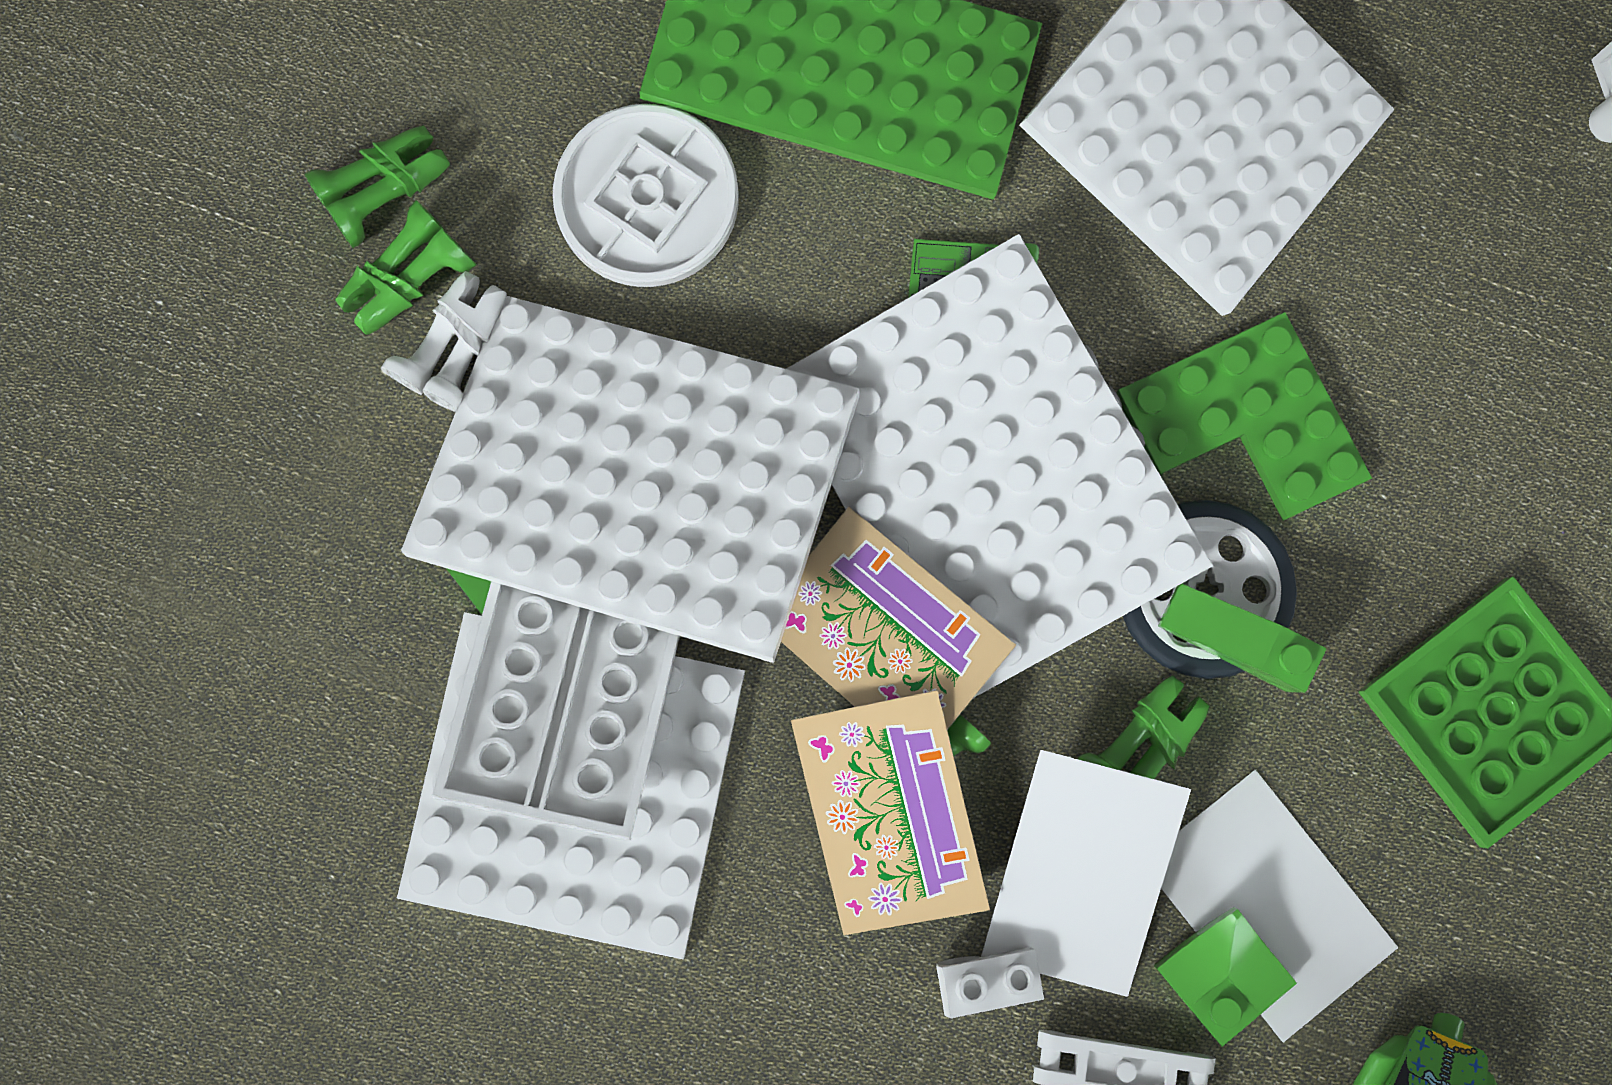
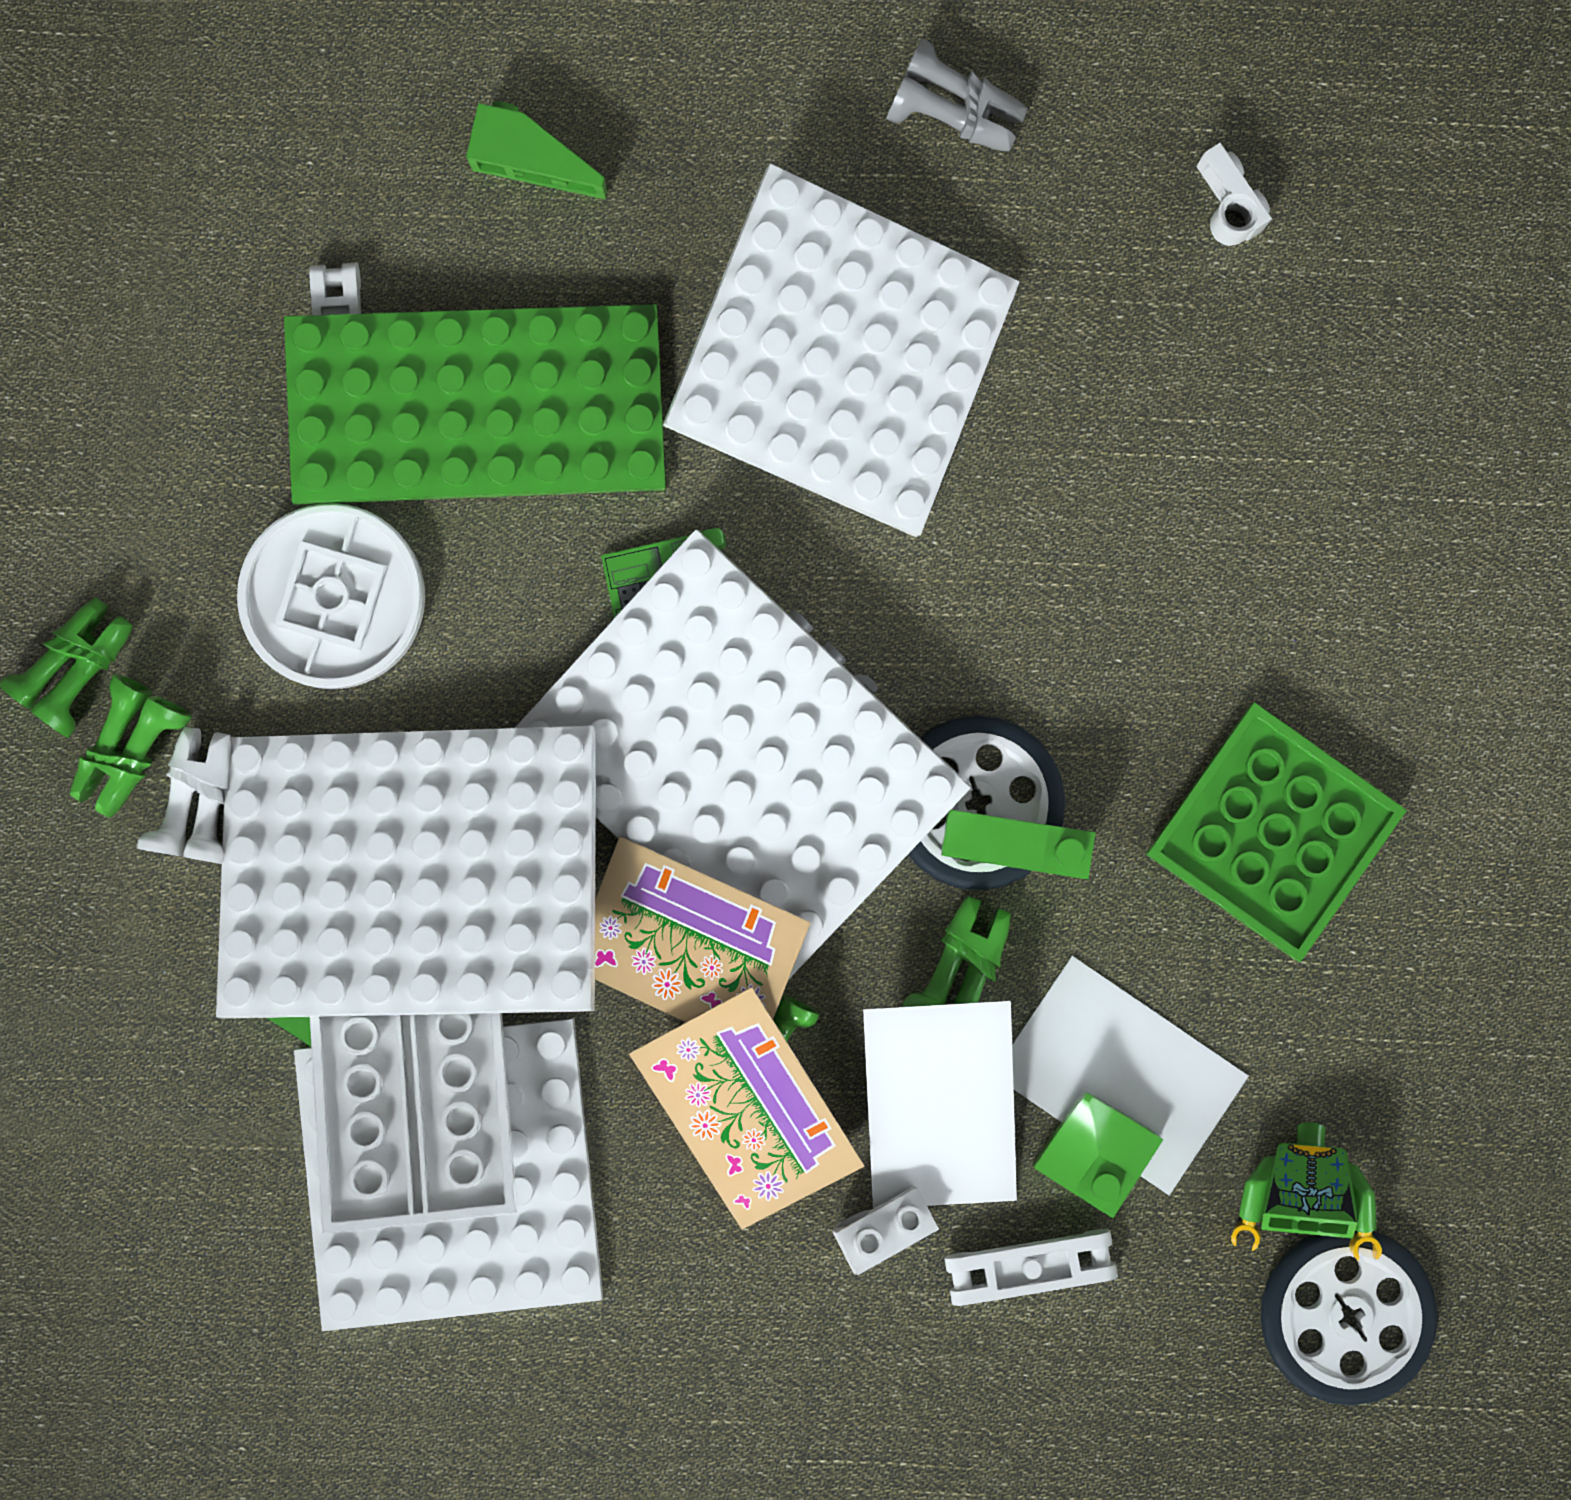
camera: 20 degrees left, 5 degrees up
(1256, 391) = (973, 599): bright green plate -> none

